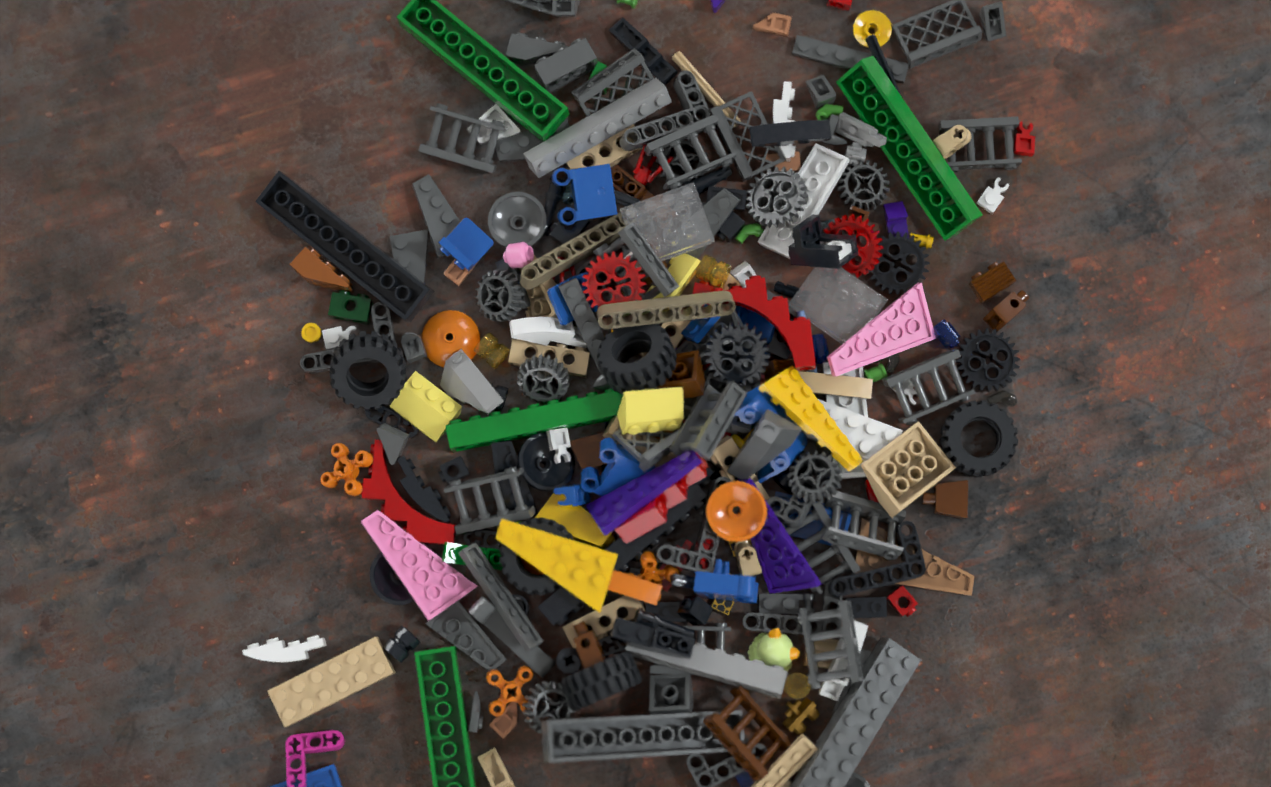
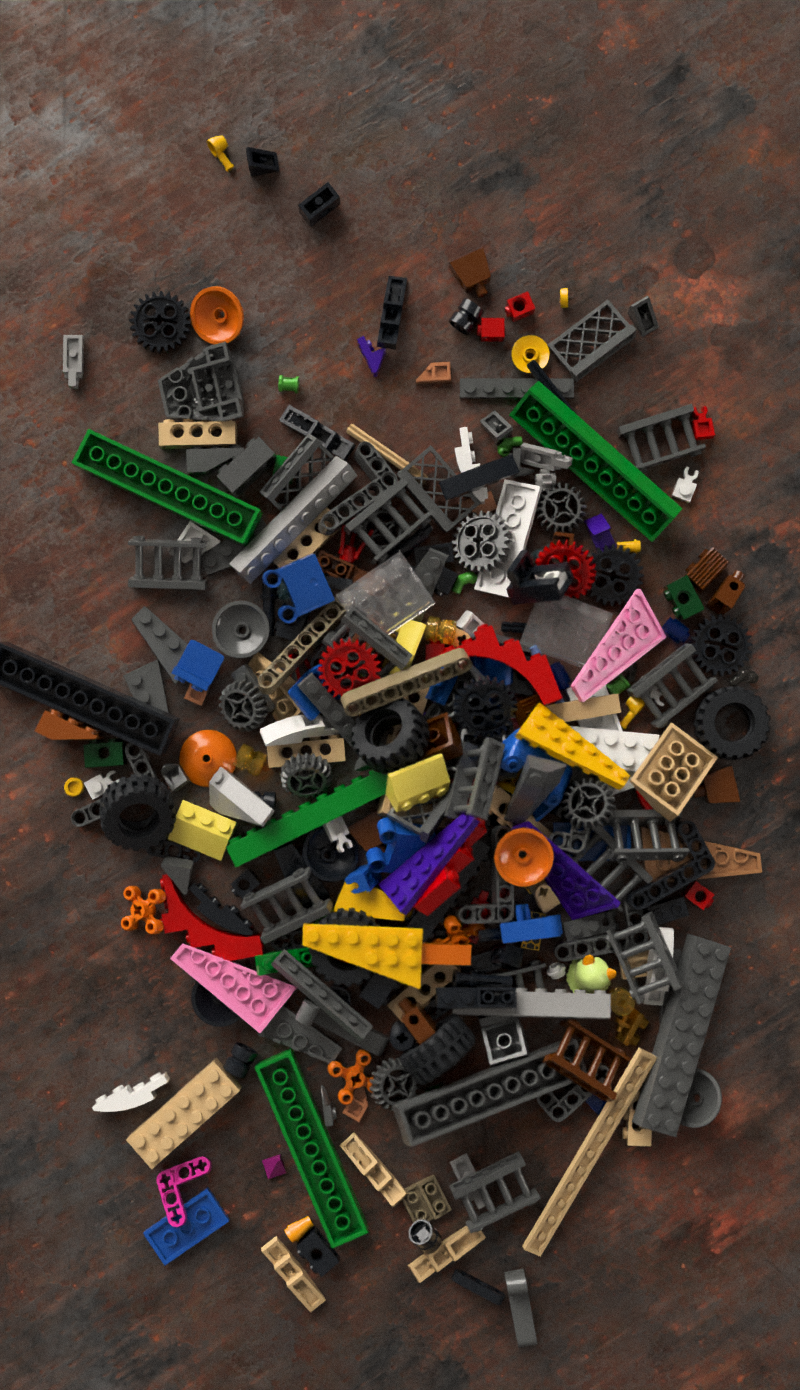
camera: 15 degrees left, 5 degrees up
(406, 761) = (274, 1166): none -> magenta slope
(500, 9) = (169, 427): none -> tan brick
(518, 255) = (251, 663): bright pink head -> none
(740, 639) = (556, 970): none -> white plate
(887, 397) = (635, 706): none -> yellow bar
(949, 142) = (632, 446): tan piece -> none
(965, 293) = (693, 604): none -> dark green brick

